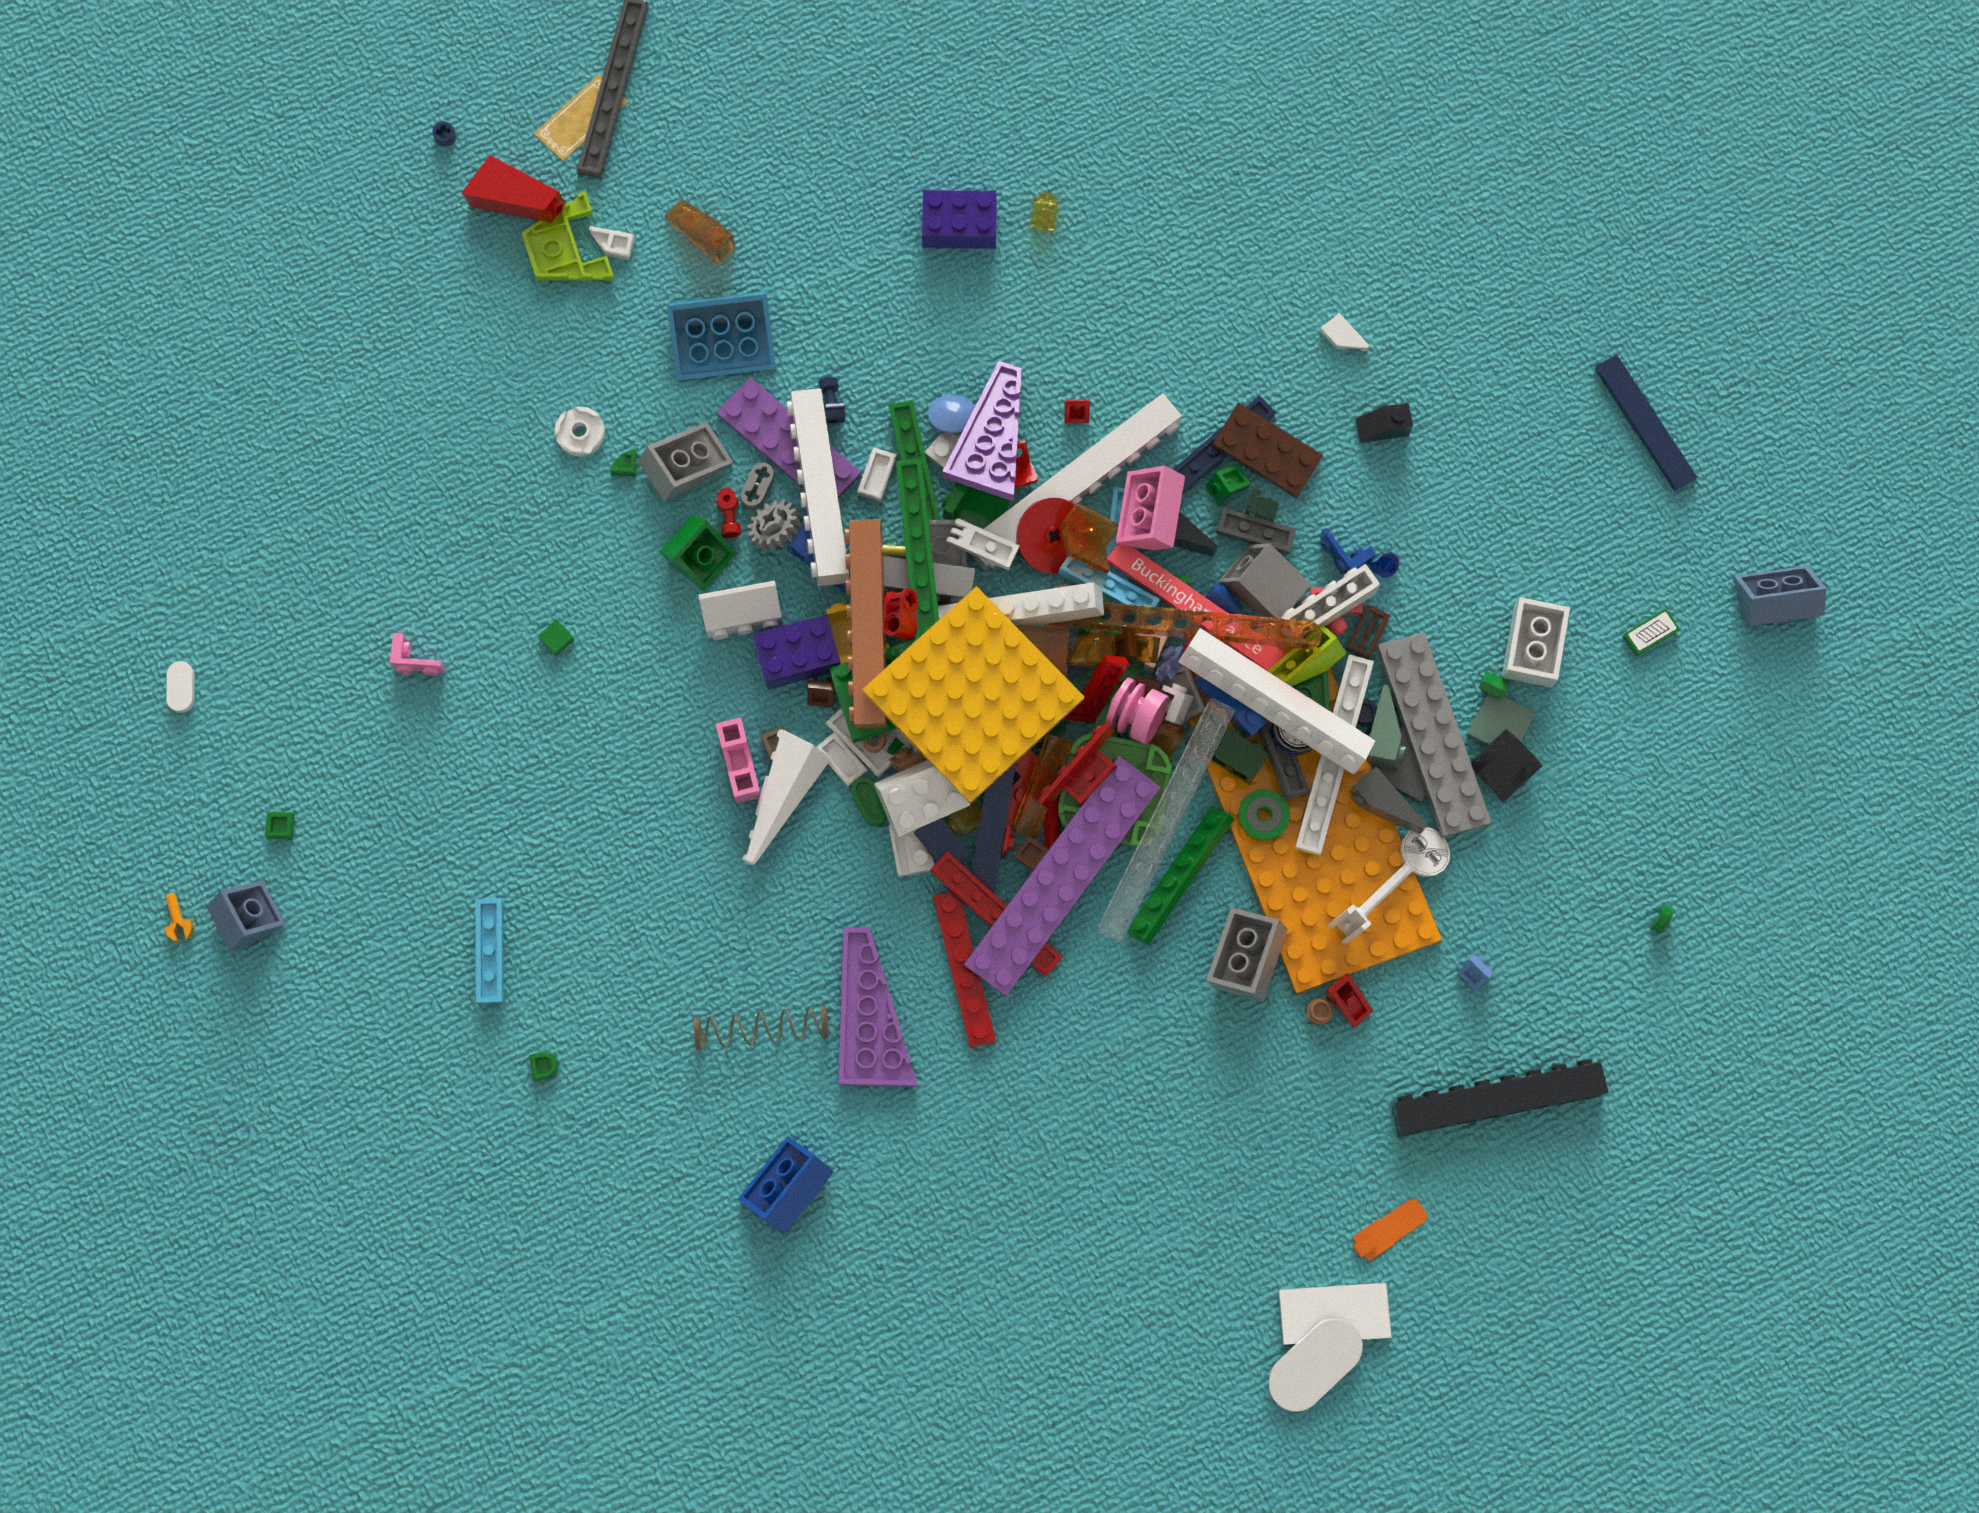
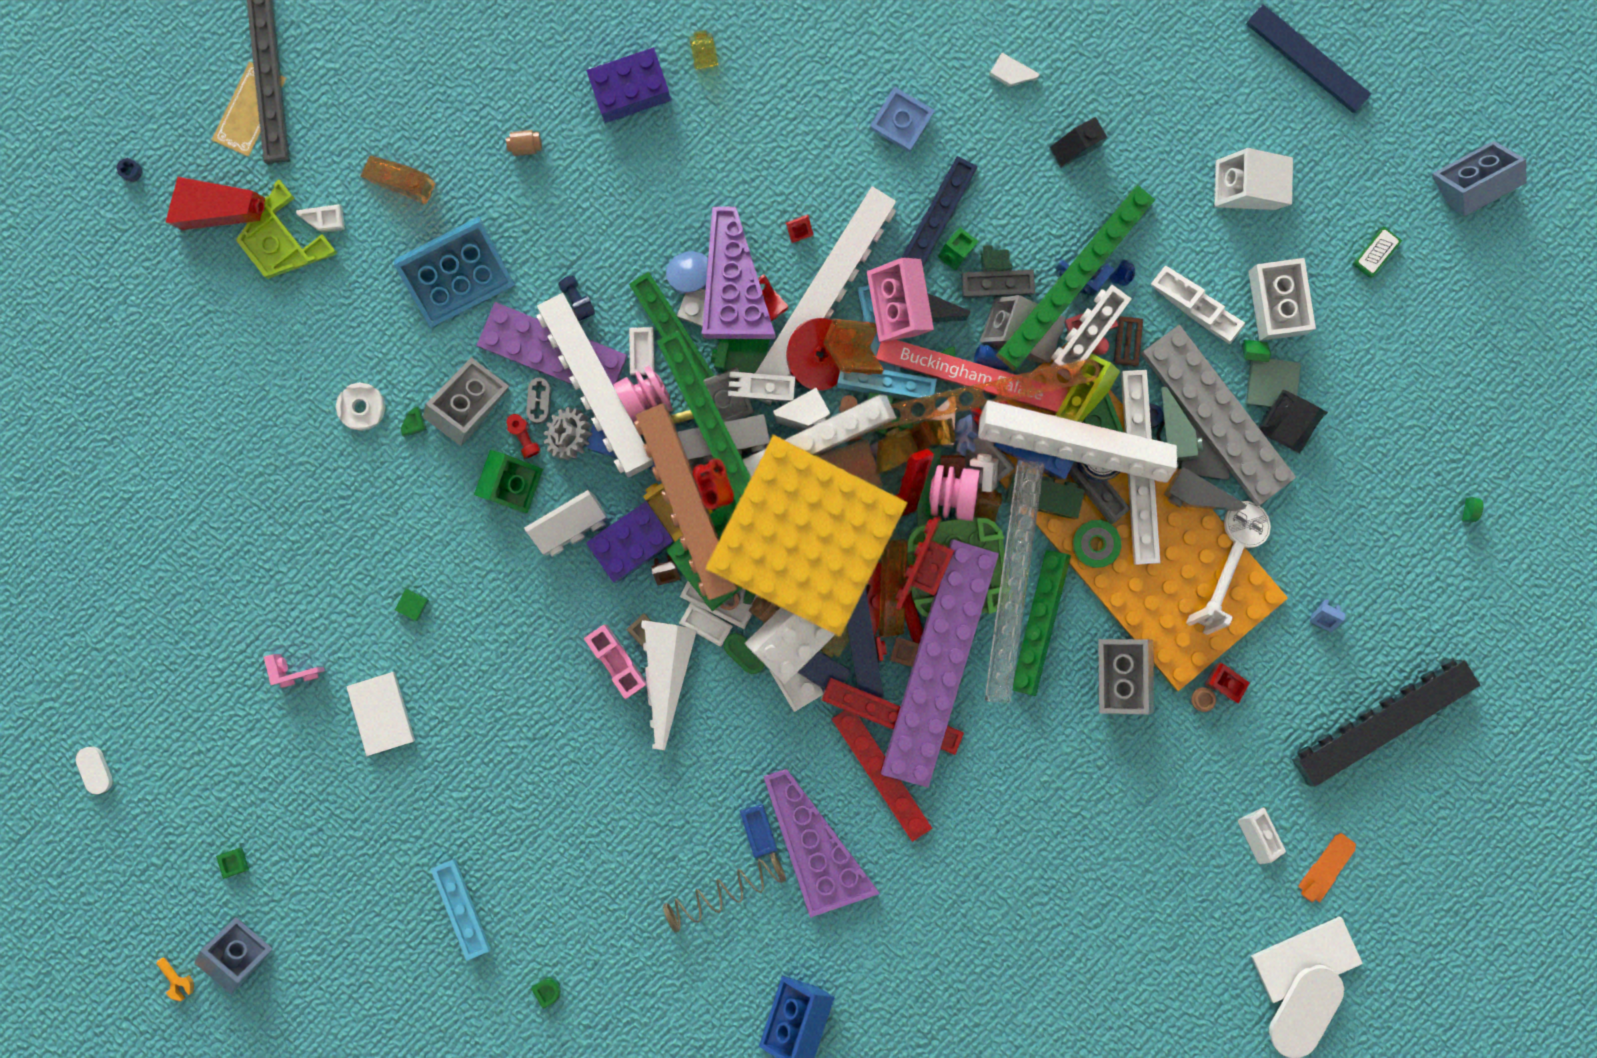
camera: 15 degrees left, 10 degrees up
(484, 732) = (380, 713): none -> white tile
(818, 981) = (758, 830): none -> blue tile
(836, 238) = (524, 142): none -> medium nougat brick
(863, 509) = (643, 395): none -> bright pink wheel
(1012, 579) = (803, 411): none -> white slope
(1216, 342) = (902, 119): none -> medium blue plate
(1267, 450) = (982, 205): reddish brown plate -> none
(1332, 1171) = (1261, 836): none -> white slope
(1333, 548) = (1075, 278): none -> green plate
(1450, 620) = (1197, 305): none -> white slope
(1548, 519) = (1254, 180): none -> white slope

